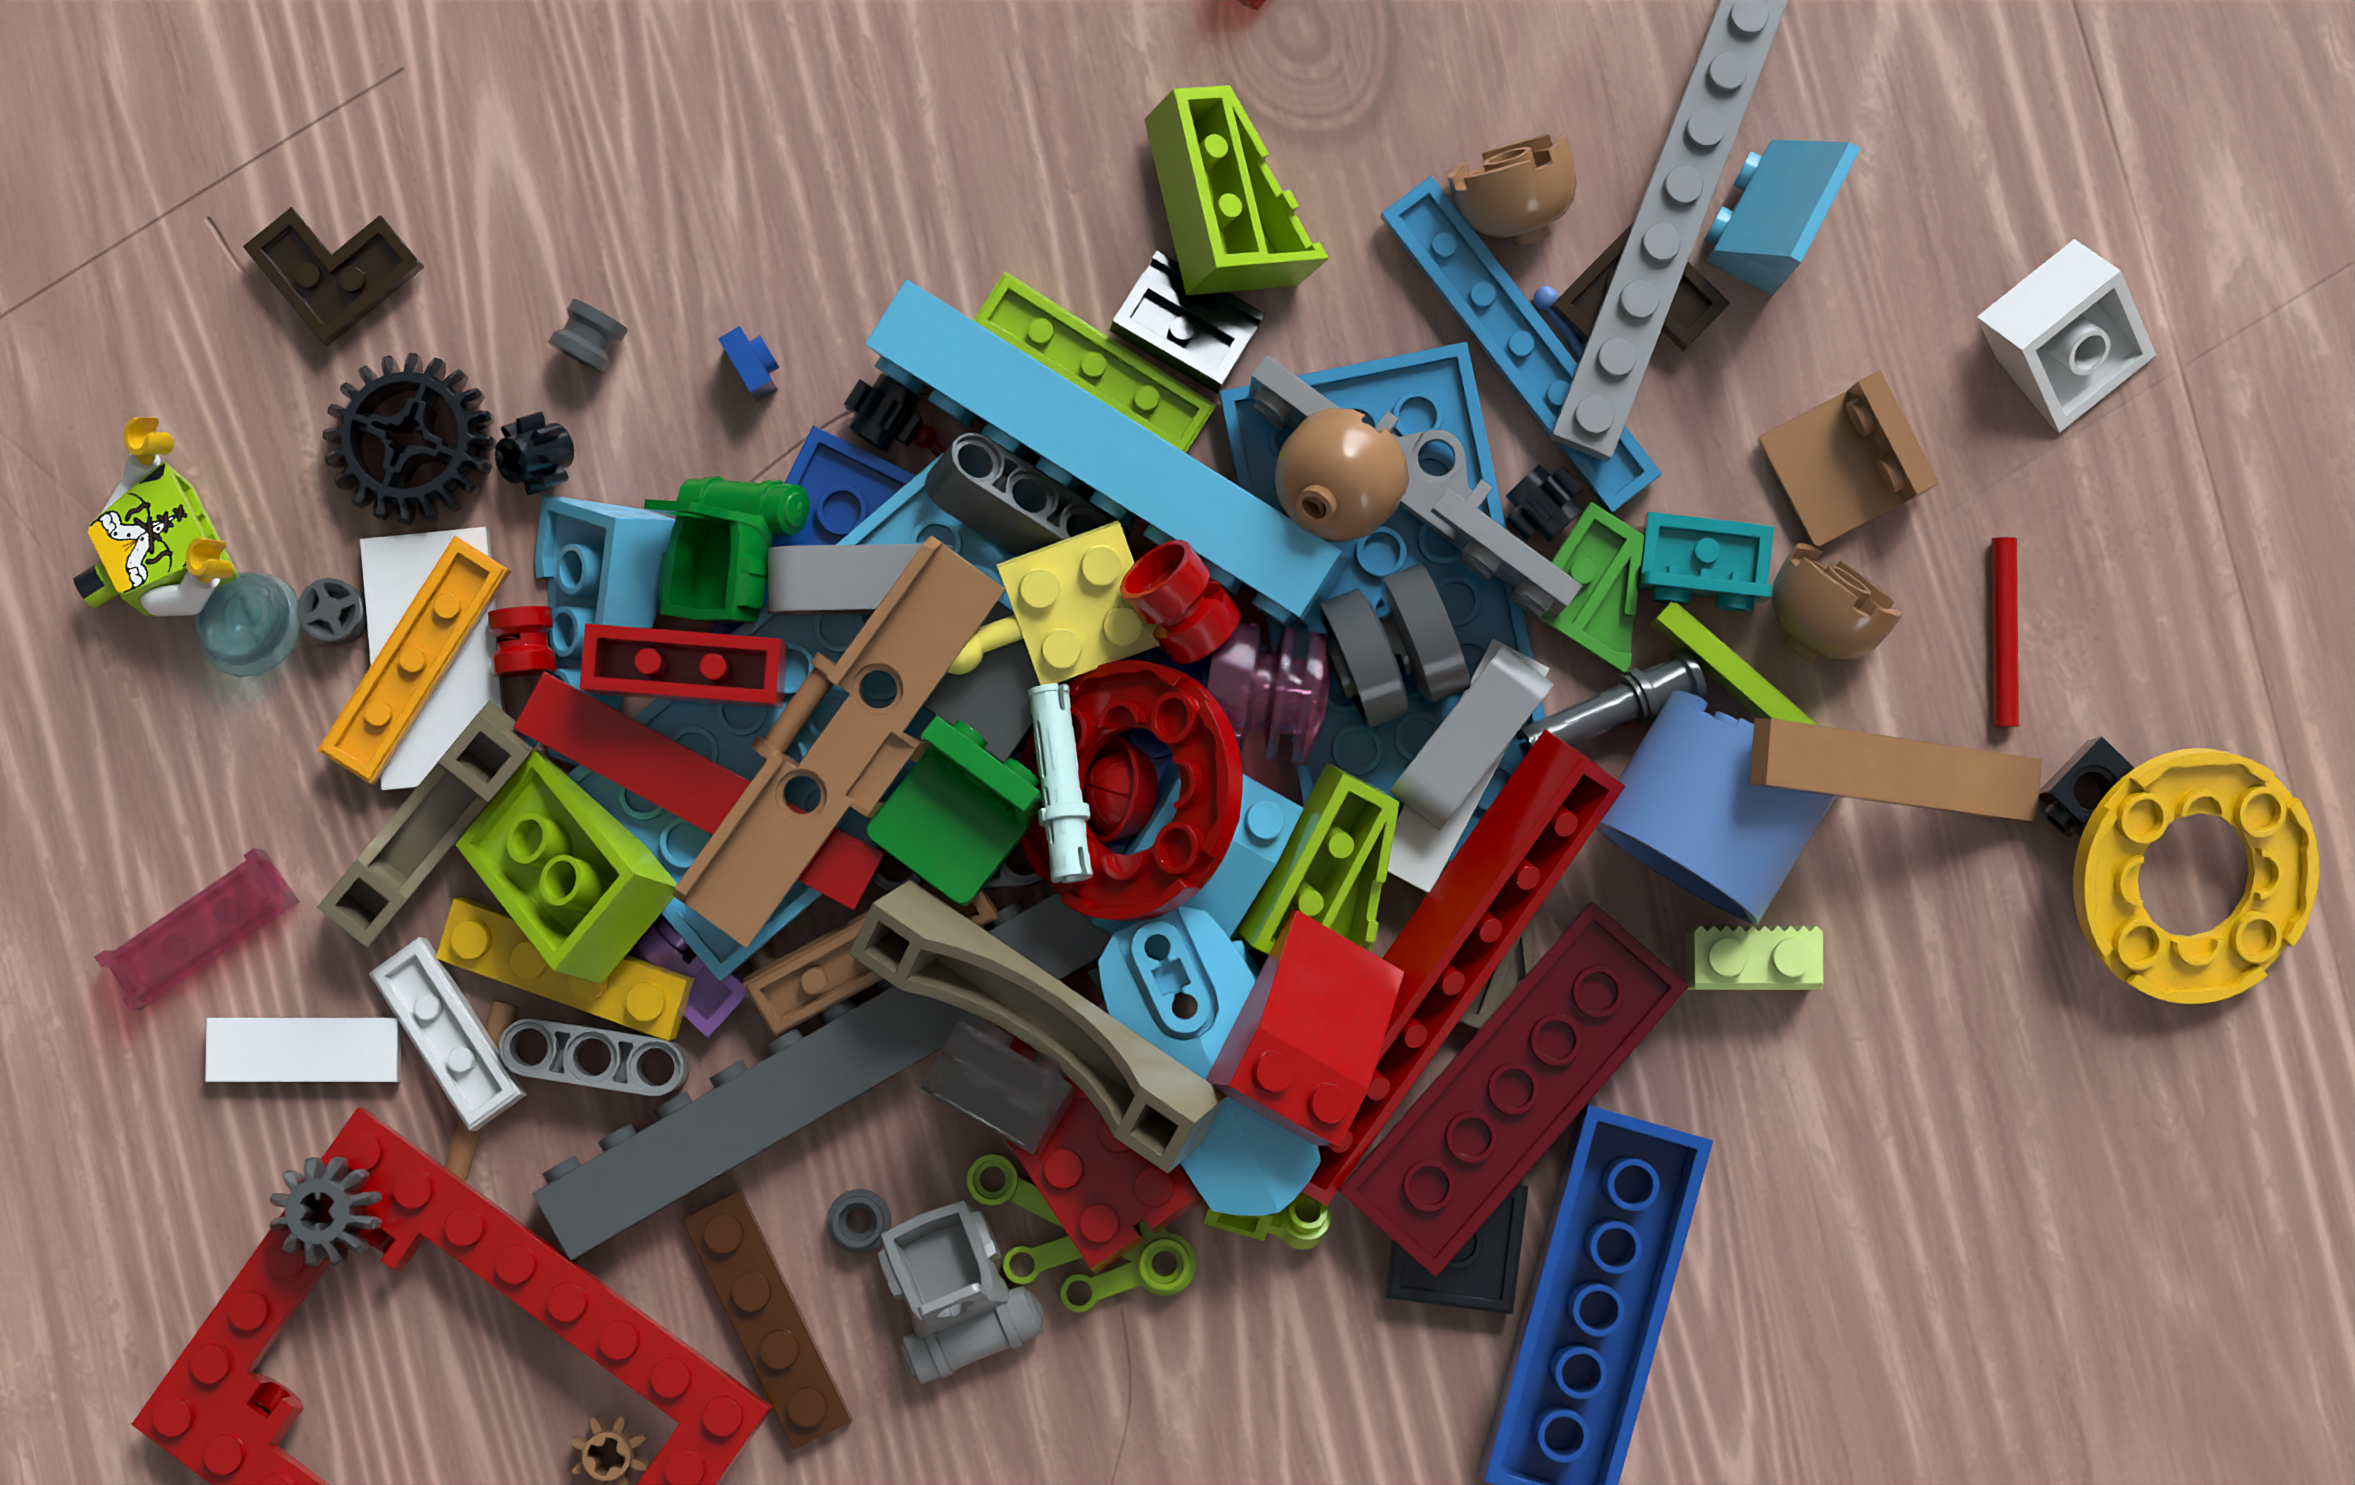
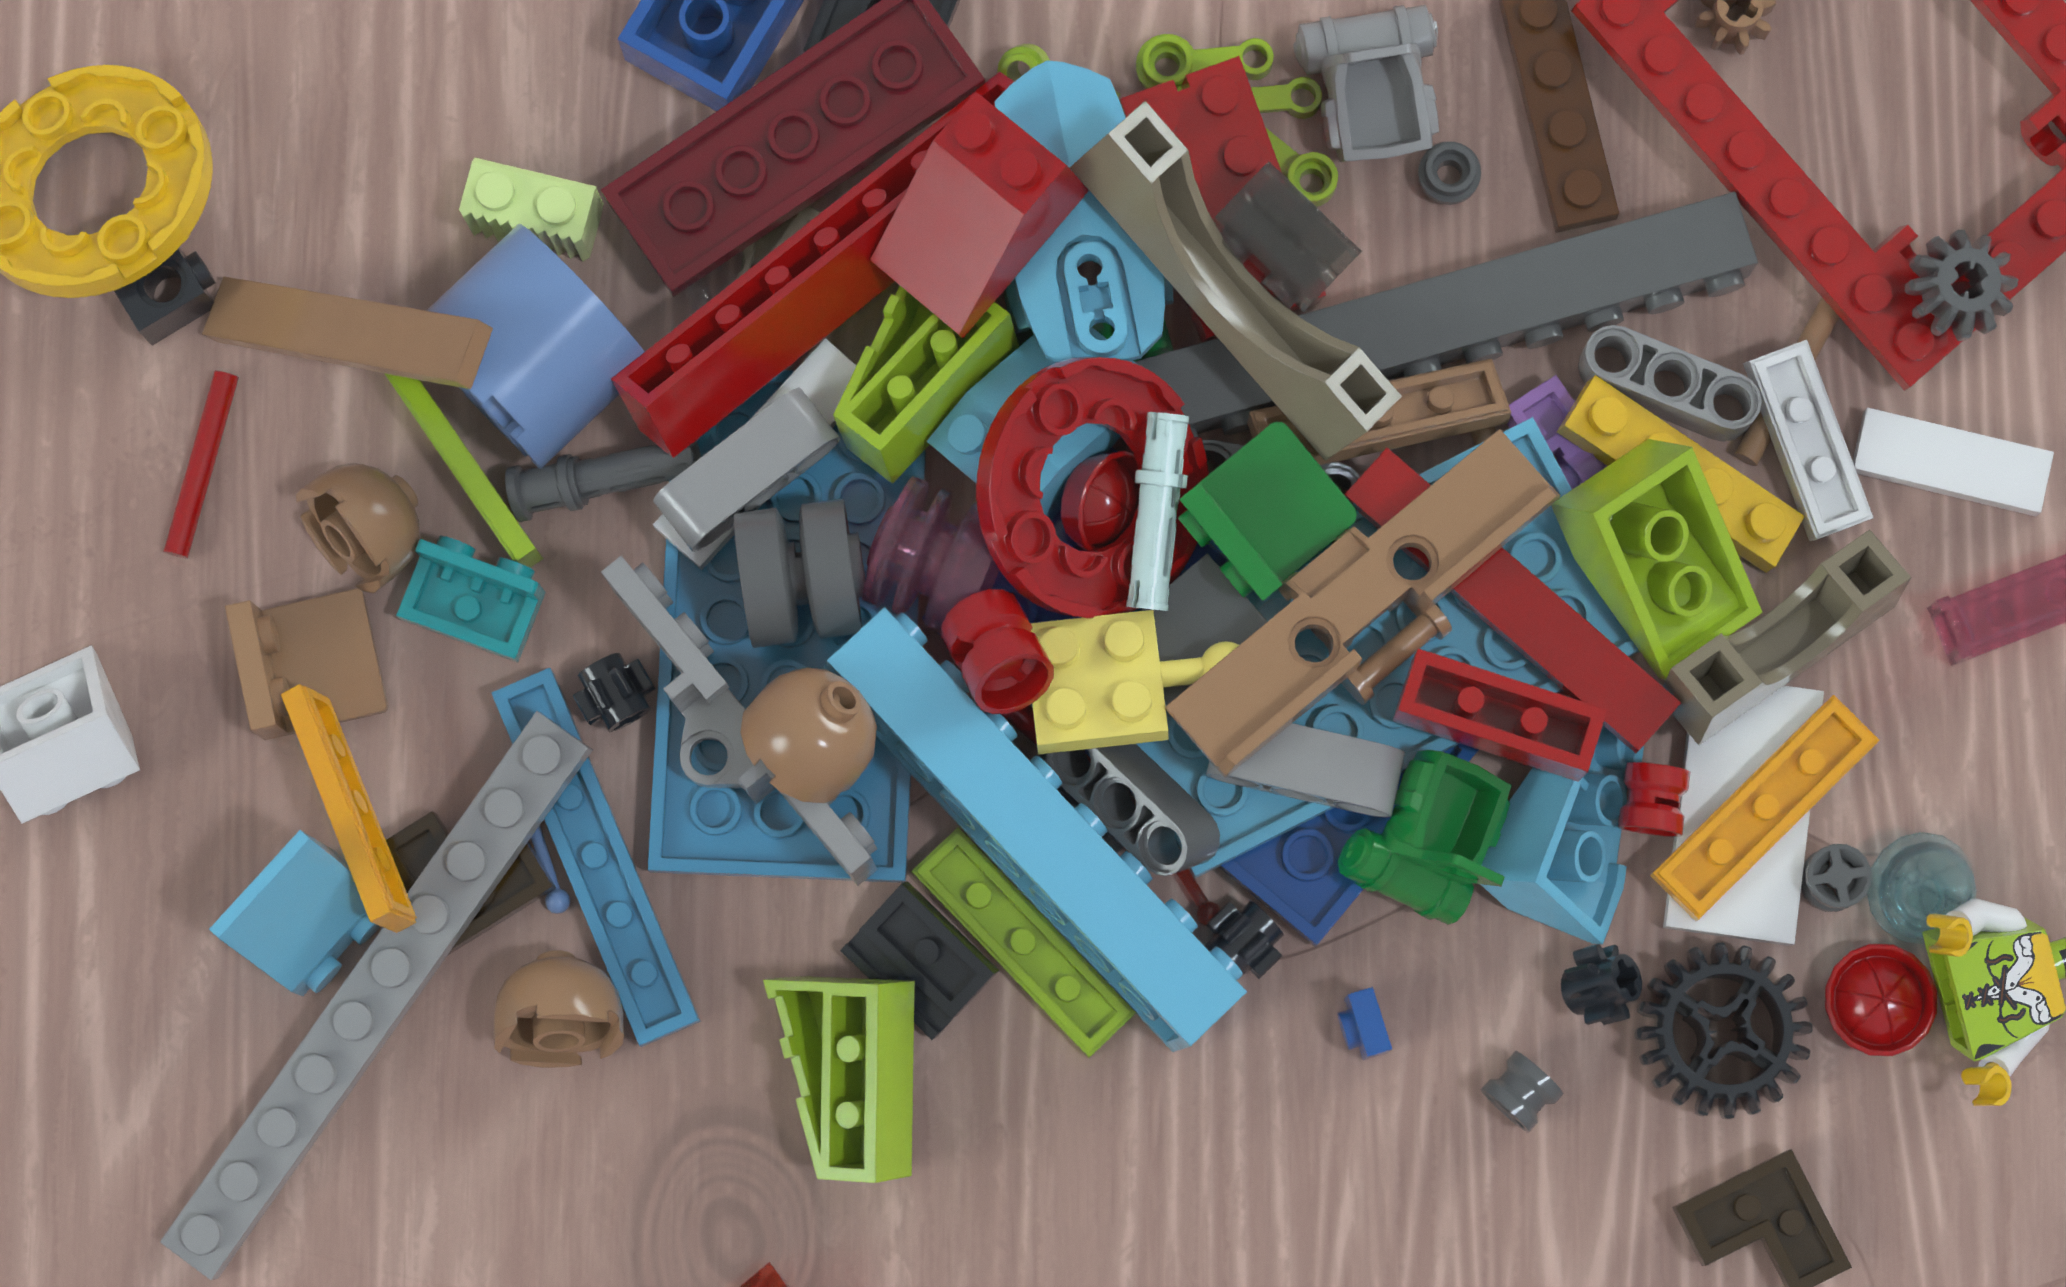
camera: 160 degrees left, 5 degrees down
(266, 505) = (1881, 999): none -> red hat
(1605, 560) = (580, 611): bright green wing -> none
(1765, 320) = (349, 809): none -> light orange tile

